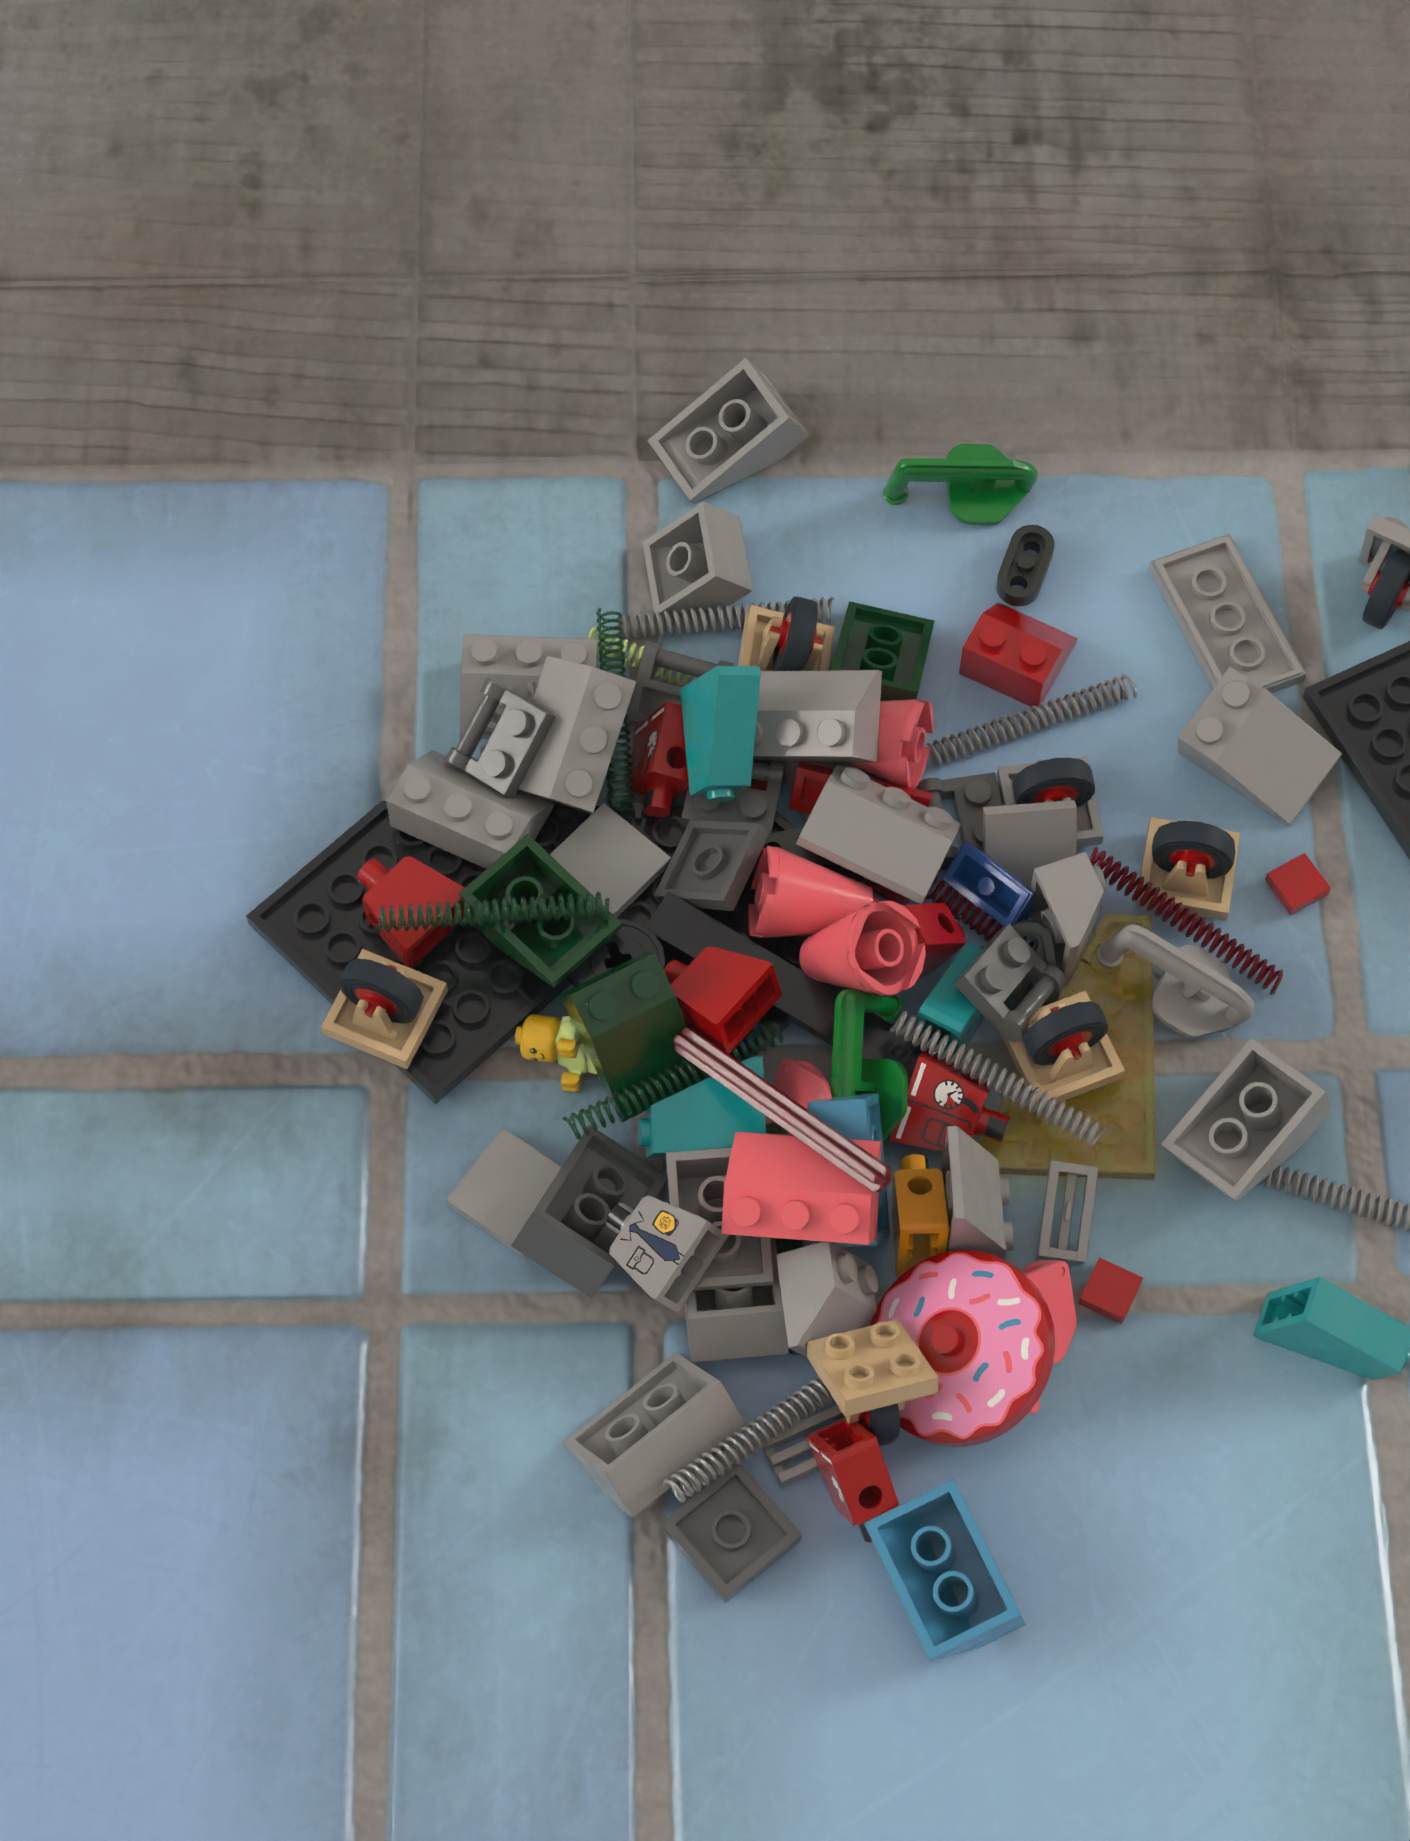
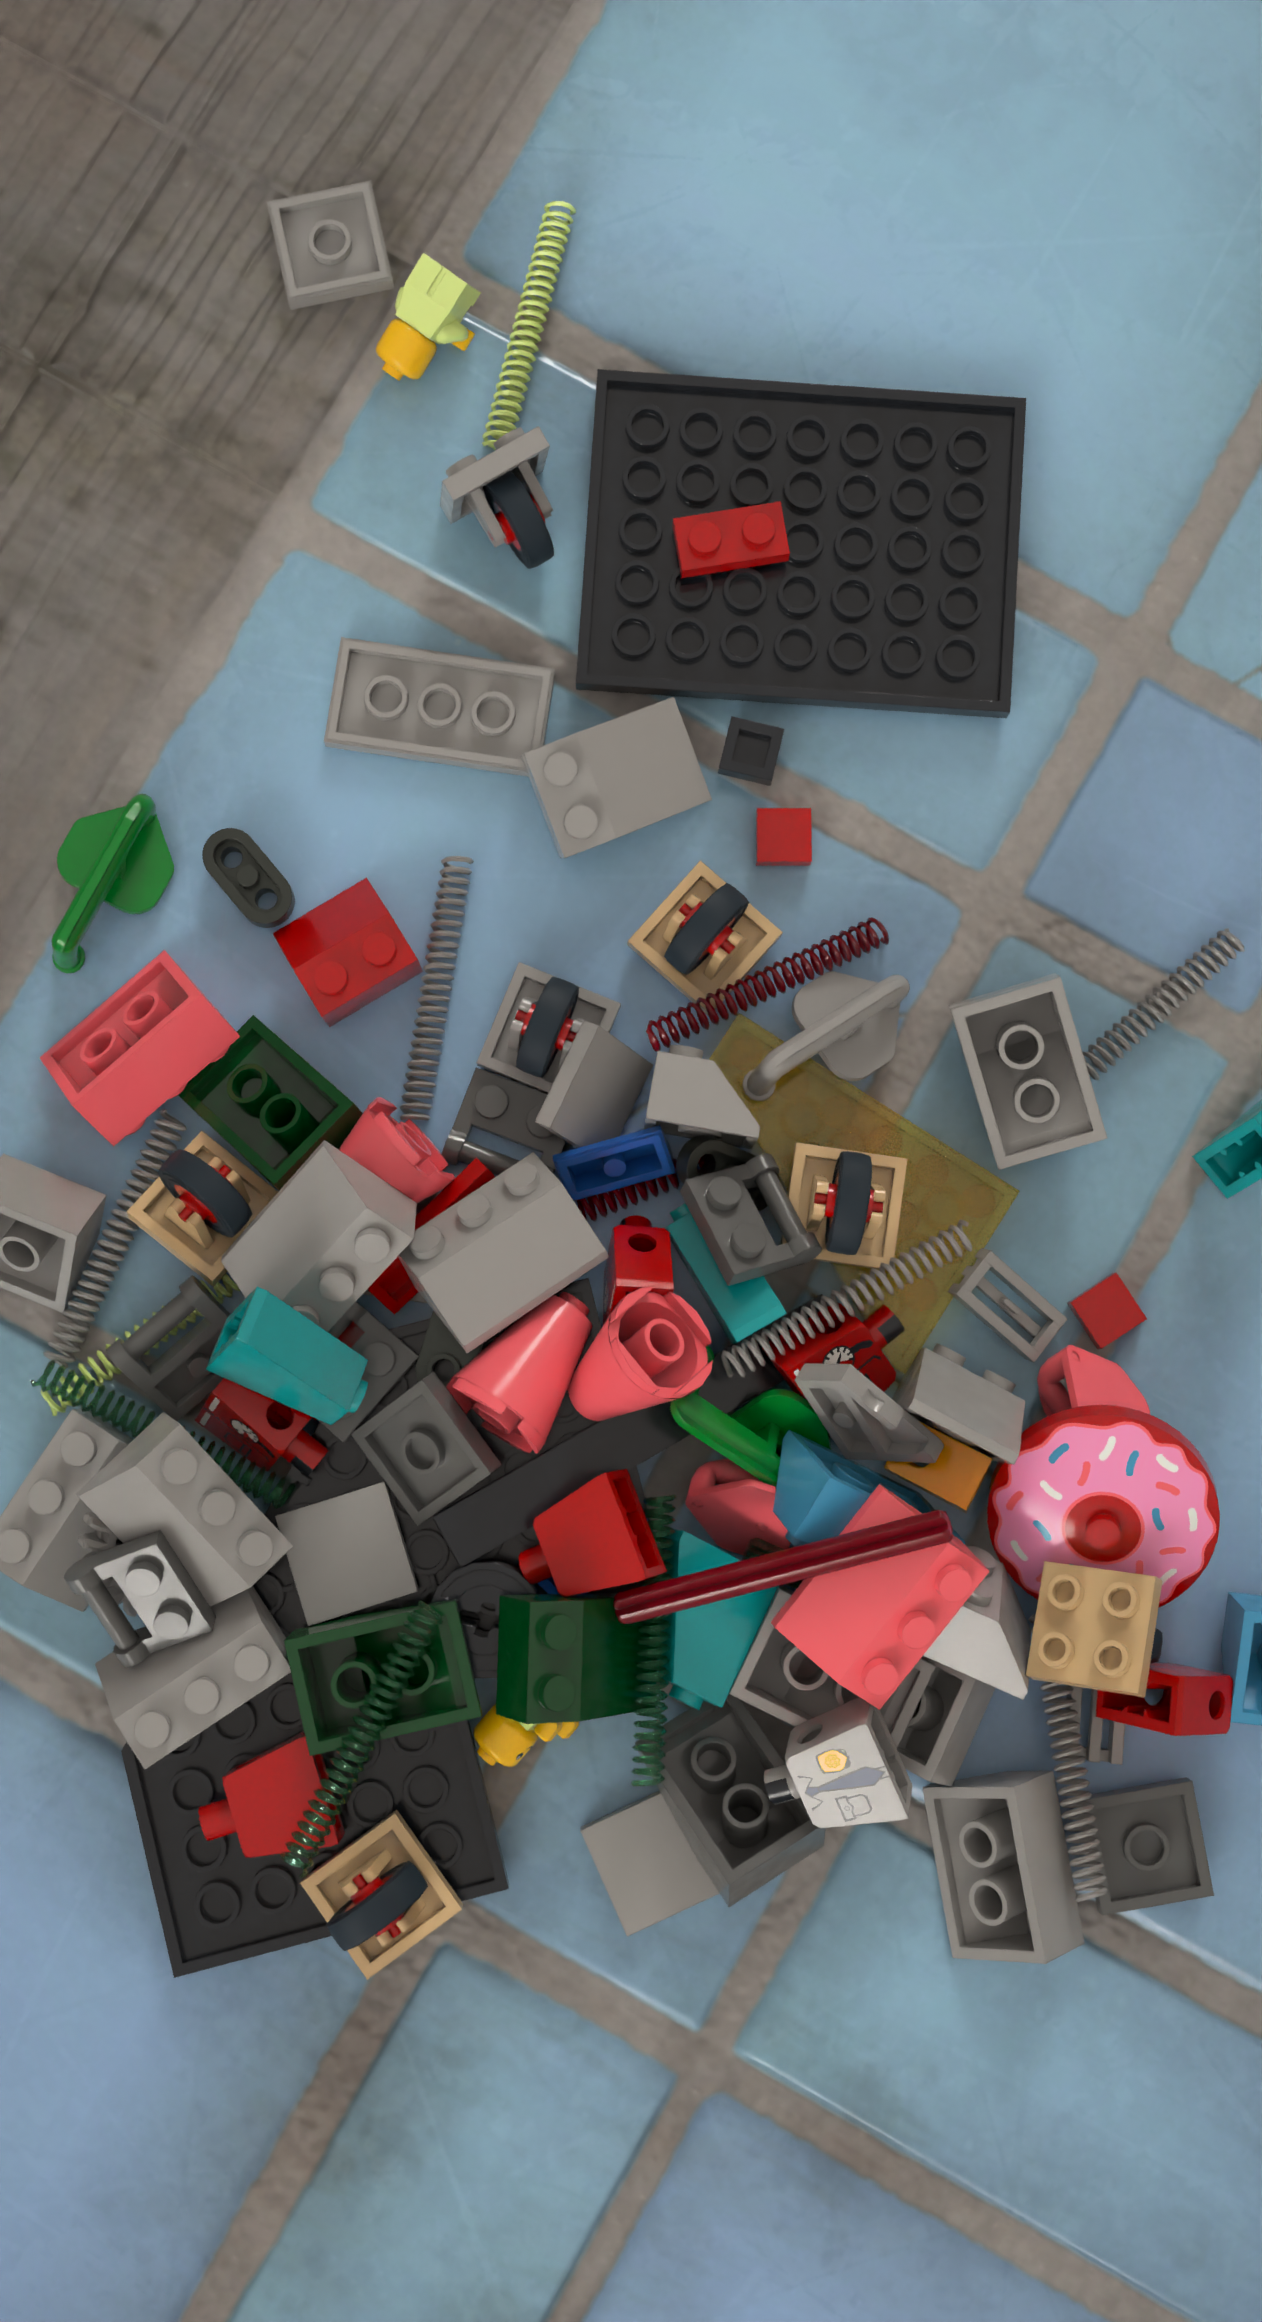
camera: 65 degrees left, 20 degrees up
(863, 563) = (138, 1049): none -> coral slope
(921, 1124) = (863, 1417): none -> light grey wing
(1341, 827) = (751, 751): none -> black plate

